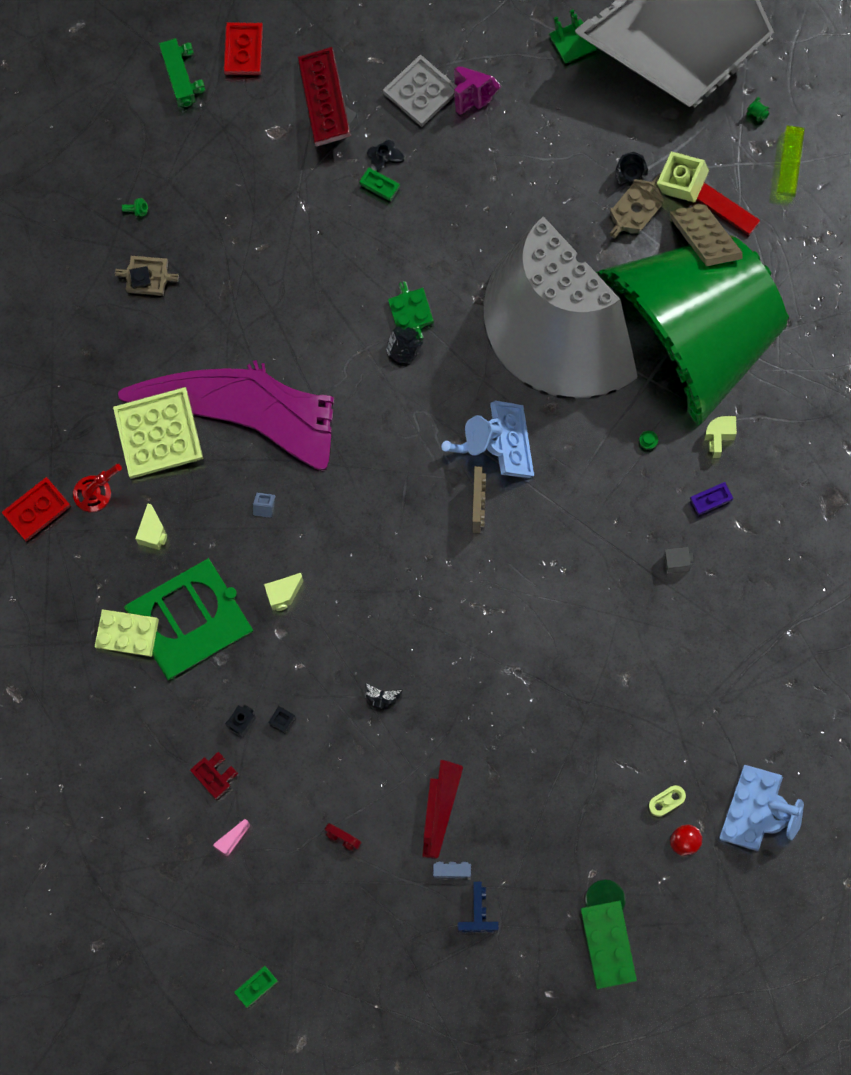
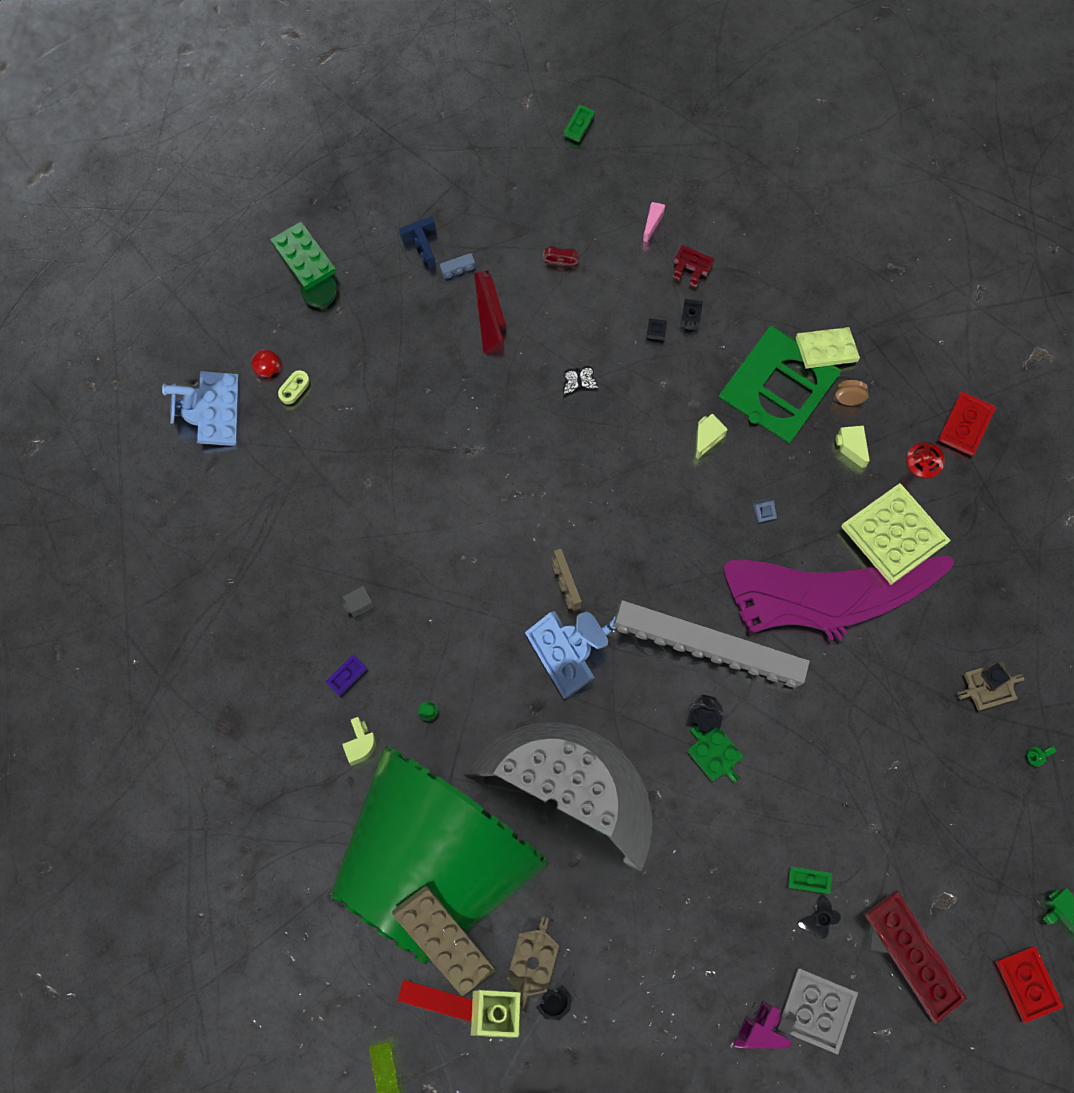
camera: 155 degrees right, 0 degrees up
(127, 578) = (852, 392): none -> medium nougat piece
(375, 395) = (711, 644): none -> light grey brick

